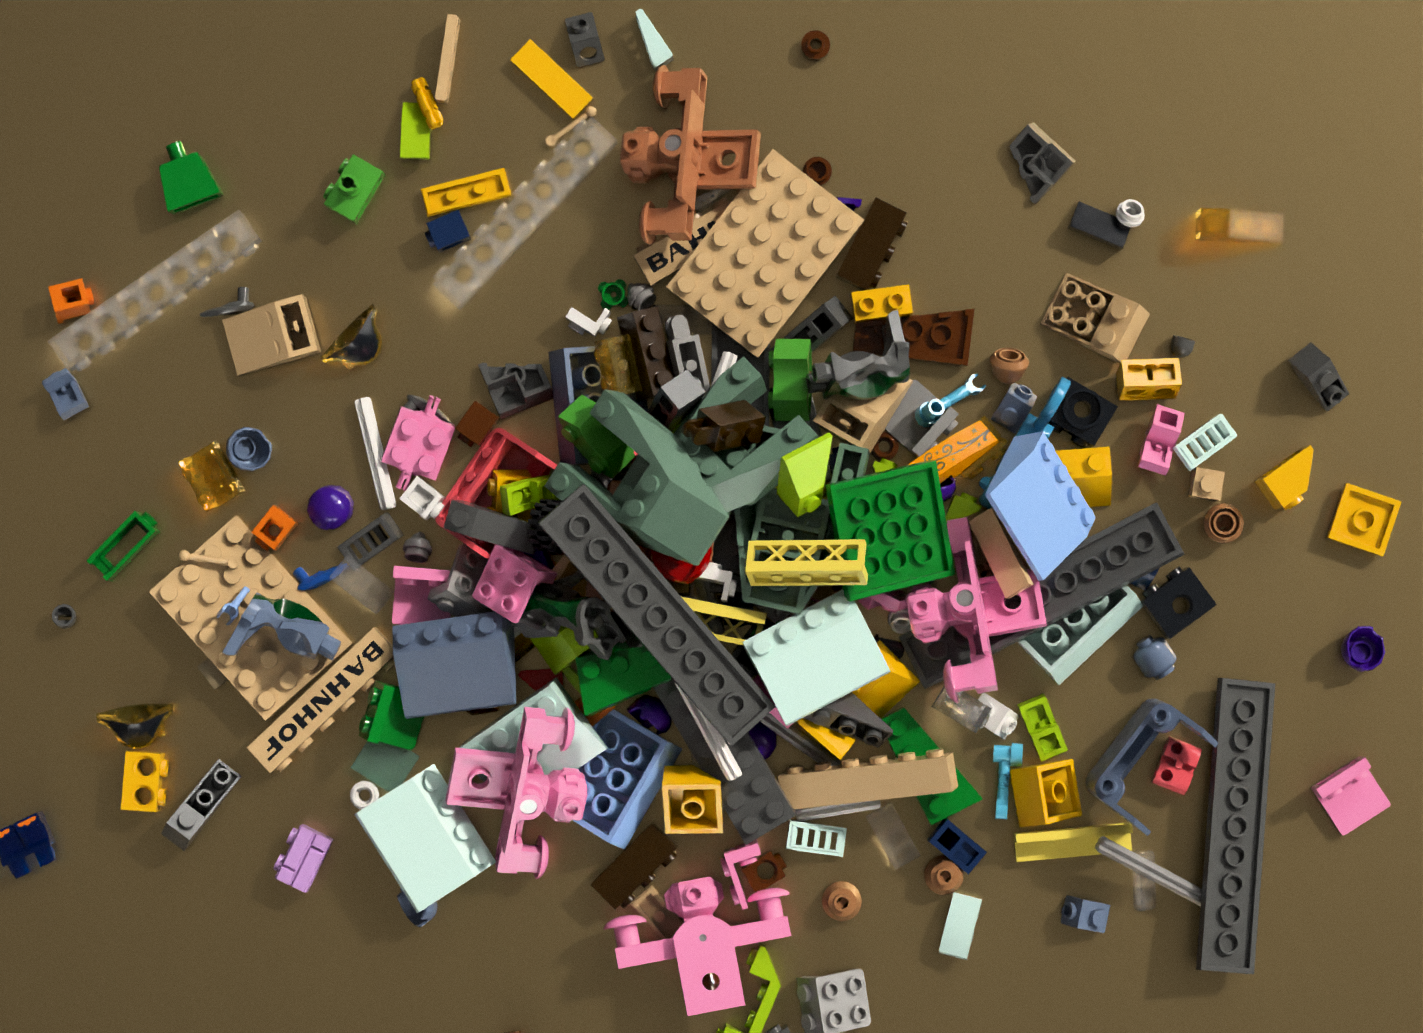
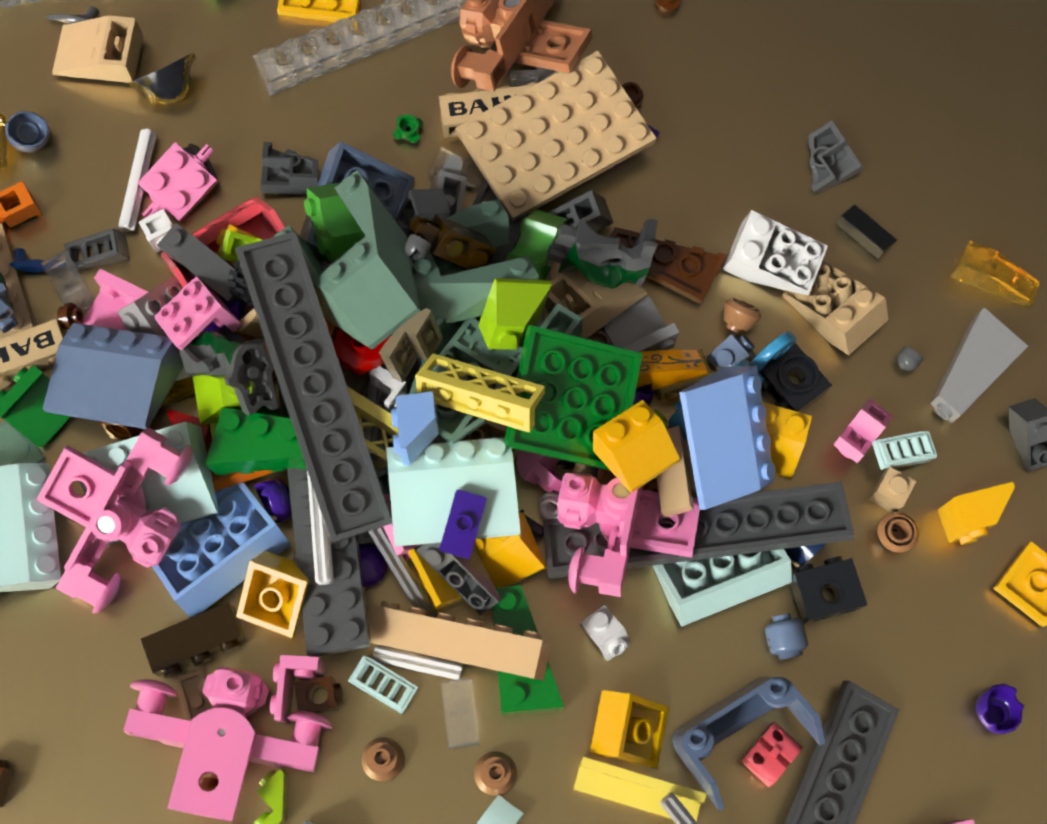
camera: 15 degrees right, 15 degrees down
(330, 507) = (75, 208): dark purple hair -> none
(381, 618) = (68, 315): none -> reddish brown plate
(417, 548) = (133, 271): light grey plate -> none
(447, 231) = (286, 23): dark blue brick -> none
(476, 424) = (237, 186): reddish brown brick -> none
(581, 323) = (377, 145): white bracket -> none
(617, 364) = (385, 174): clear yellow bracket -> none
(640, 296) = (431, 138): light grey plate -> none
(649, 350) = (416, 168): dark brown brick -> none
(698, 454) = (417, 246): none -> dark grey hinge
(732, 533) = (412, 340): none -> dark tan slope
(763, 613) = (416, 424): none -> light blue slope
(838, 685) = (462, 524): none -> dark purple plate
(872, 245) = (654, 170): dark brown brick -> none
(879, 302) = (633, 213): yellow brick -> none
(931, 411) = (660, 319): medium azure brick -> none
(956, 845) = (519, 746): dark blue brick -> none
(963, 554) = (635, 446): none -> yellow slope
(967, 712) = (579, 610): clear slope -> none
(1007, 757) = (603, 678): medium azure brick -> none
(1020, 292) = (774, 255): none -> white slope
(1042, 727) = (649, 663): lime slope -> none
(1130, 213) = (899, 228): white plate -> none
(1148, 379) = (869, 373): yellow brick -> none
(1247, 326) = (978, 362): none -> light grey slope

